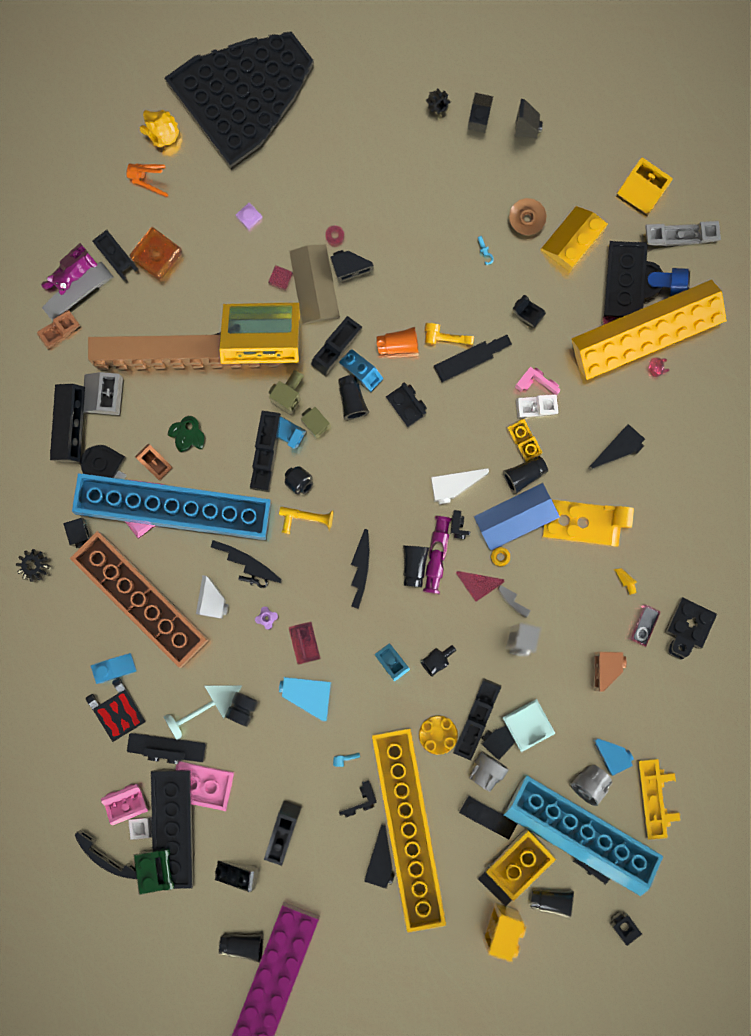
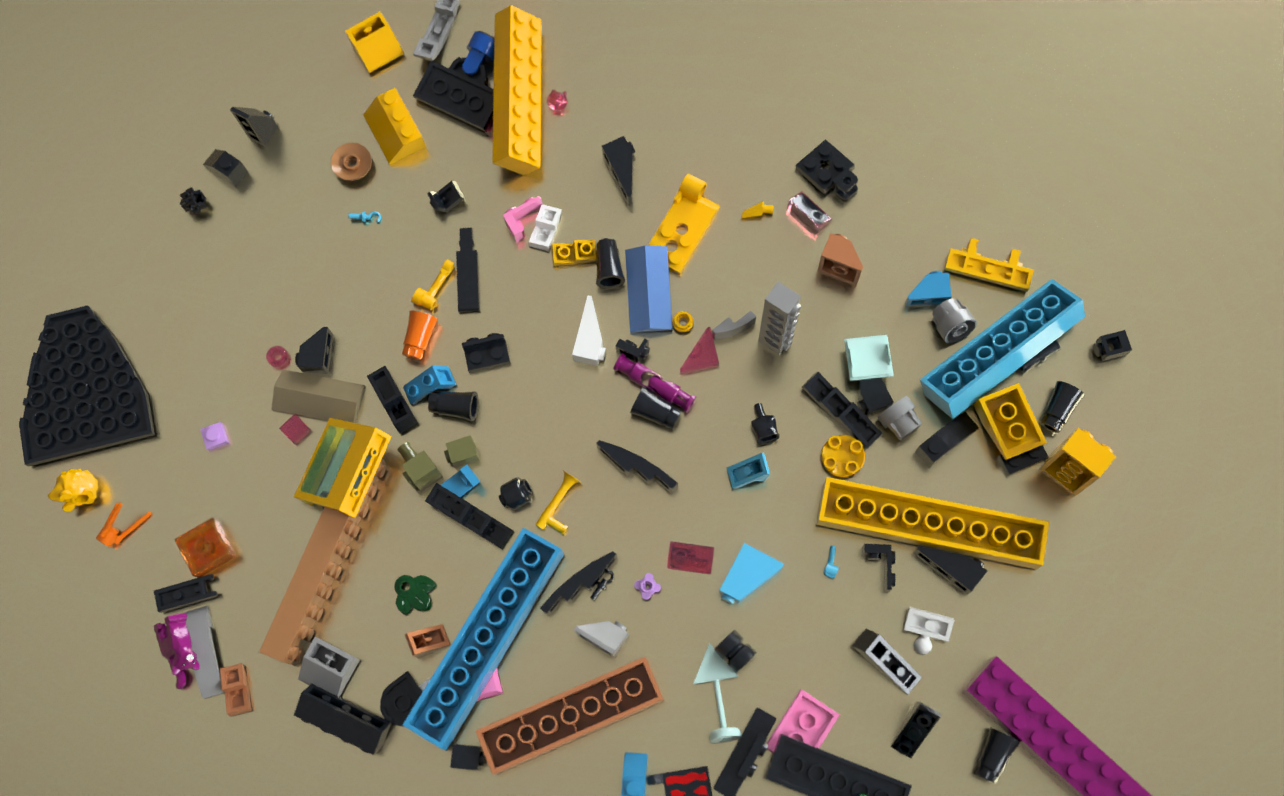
camera: 65 degrees left, 10 degrees down
(324, 856) = (928, 625): none -> white plate

